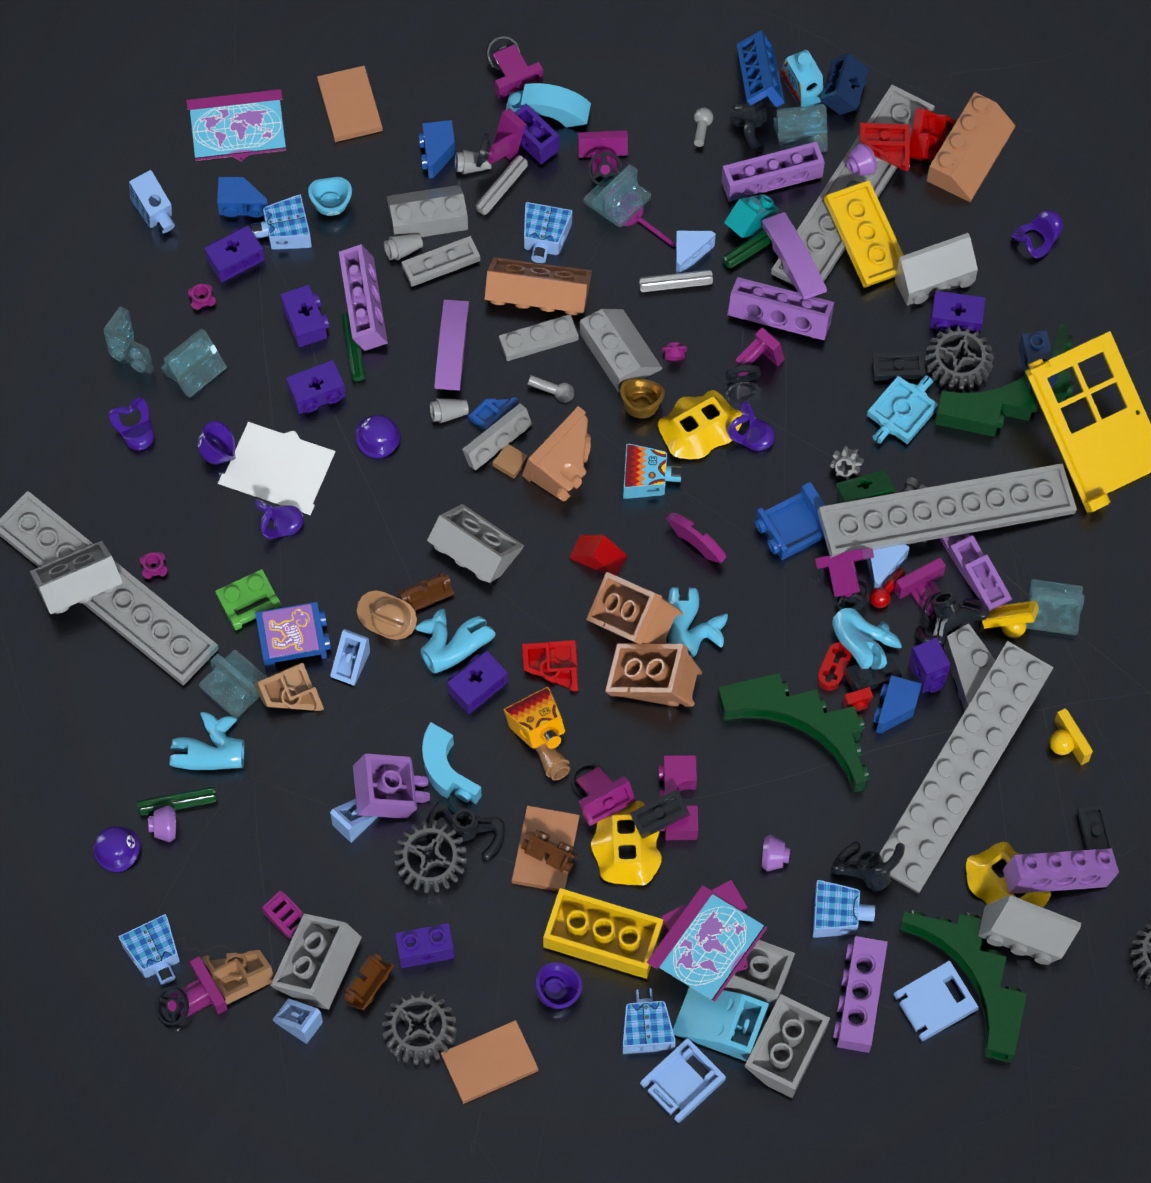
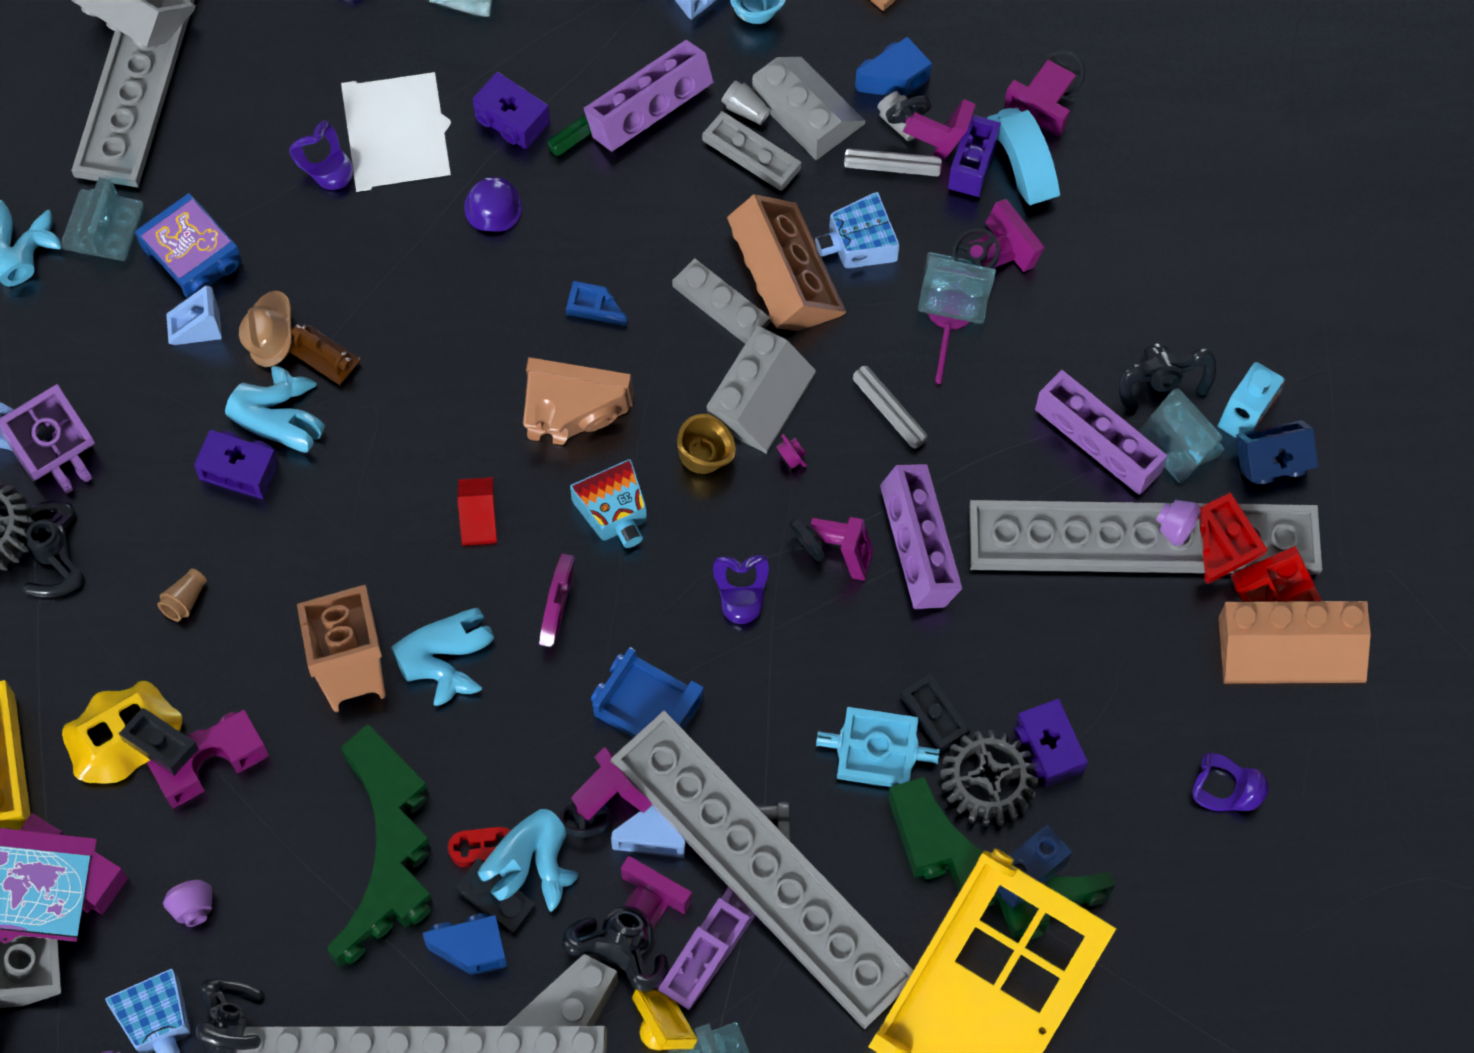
camera: 60 degrees right, 0 degrees up
(153, 558) = (199, 65): magenta plate -> none
(216, 443) = (380, 51): dark purple helmet -> none
(245, 593) = (217, 176): bright green plate -> none
(289, 690) = (121, 279): medium nougat slope -> none
(298, 304) = (592, 53): dark purple brick -> none
(439, 772) = (106, 478): medium azure arch -> none
(447, 409) = (566, 255): light grey cone -> none
(451, 345) = (645, 216): medium lavender slope -> none
(474, 543) = (413, 370): light grey slope -> none
(497, 437) = (561, 323): light grey plate -> none
(510, 461) = (544, 348): medium nougat tile -> none
(536, 719) = (220, 550): torso -> none
(536, 873) = (68, 647): nougat tile -> none
(553, 661) = (311, 531): red slope -> none
(559, 853) = (62, 635): reddish brown hinge -> none
(563, 392) = (668, 364): light grey bar -> none
(602, 794) = (157, 668): magenta piece -> none
(632, 611) = (409, 581): nougat piece -> none
(692, 247) = (938, 398): light blue slope -> none
(703, 118) = (1129, 326): light grey bar -> none
(708, 433) = (703, 542): yellow piece -> none
(746, 249) = (996, 467): dark green axle -> none
(748, 214) = (1029, 440): teal slope -> none
(765, 65) = (1224, 346): blue fence -> none
(794, 256) = (995, 512): medium lavender slope -> none
(846, 462) = (761, 718): light grey gear -> none
(859, 699) = (447, 896): red plate -> none
(864, 487) = (735, 757): dark green brick -> none
(865, 232) = (1086, 580): yellow plate -> none
(880, 596) = (607, 853): red bar -> none
(929, 666) = (533, 954): dark purple brick -> none
(936, 269) = (1090, 686): light grey slope -> none

